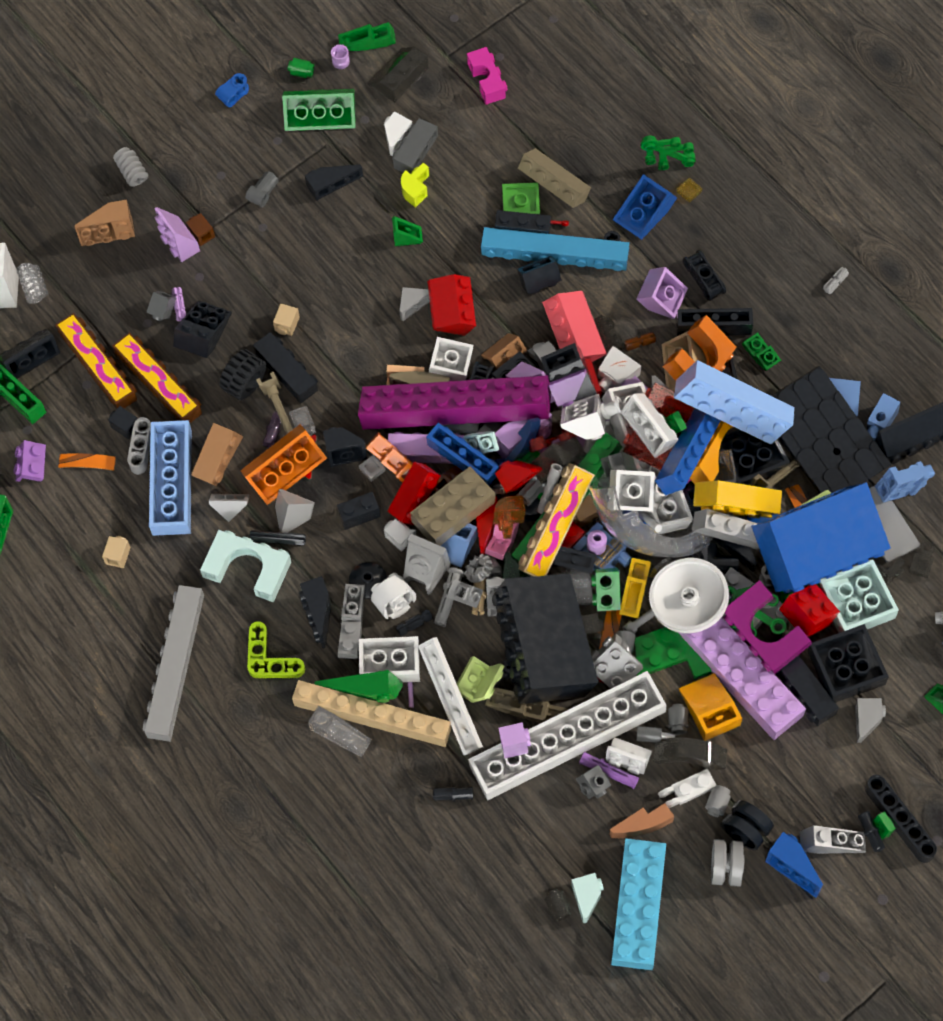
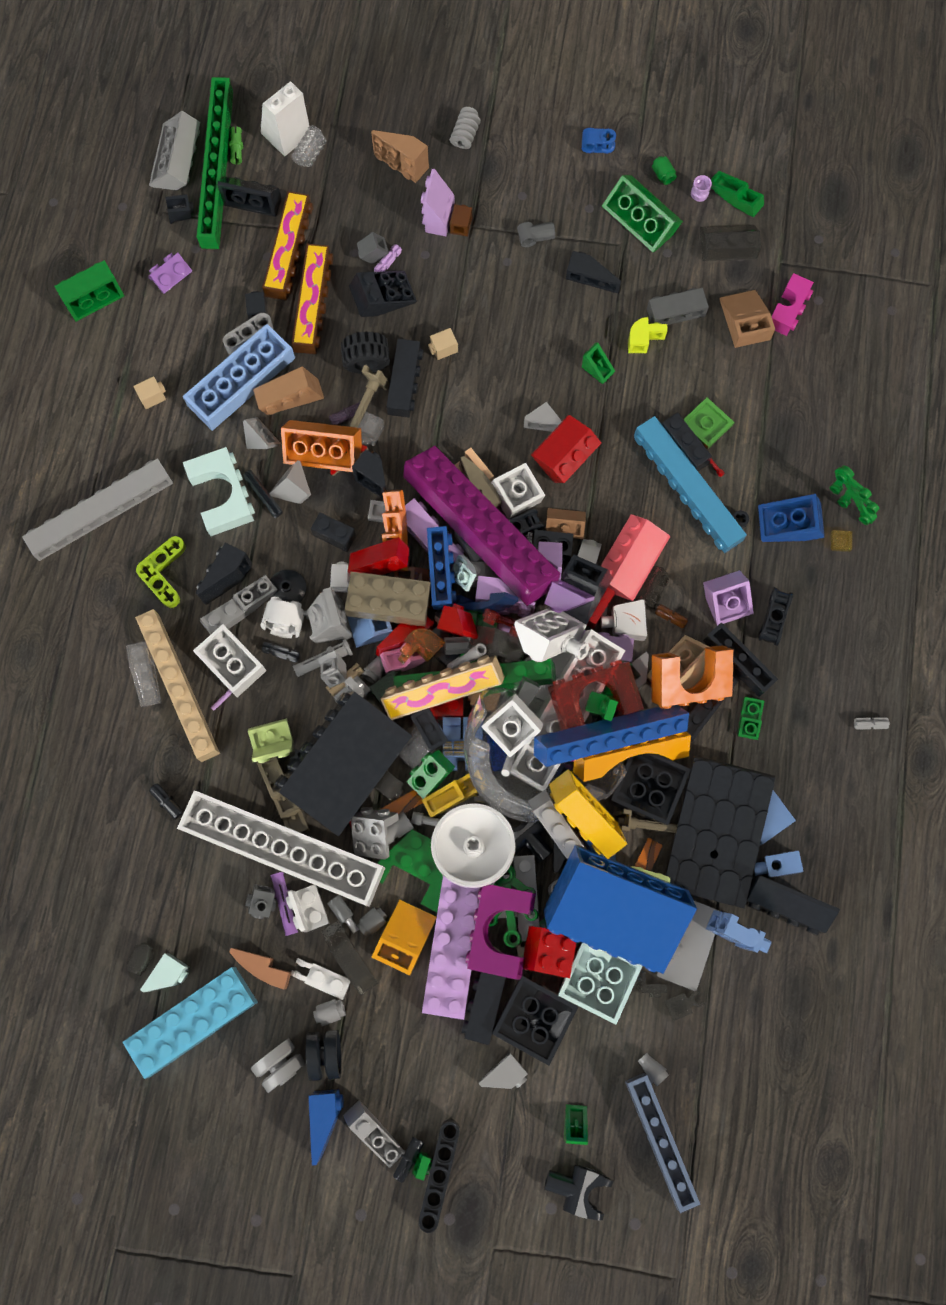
camera: 45 degrees right, 10 degrees up
(87, 461) = (206, 310): orange sticker -> none
(375, 686) = (190, 666): green wedge -> none
(395, 130) = (677, 280): white slope -> none
(450, 696) = (237, 731): white plate -> none
(469, 110) = (747, 318): none -> medium nougat slope
(481, 572) = (358, 667): light grey gear -> none
(514, 740) = (228, 814): lavender brick -> none
(539, 275) = (654, 492): black brick -> none
(554, 178) = (749, 430): dark tan brick -> none
(596, 542) = (456, 739): lavender brick -> none
(649, 424) = (583, 690): white slope -> none
(734, 402) = (667, 740): light blue brick -> none

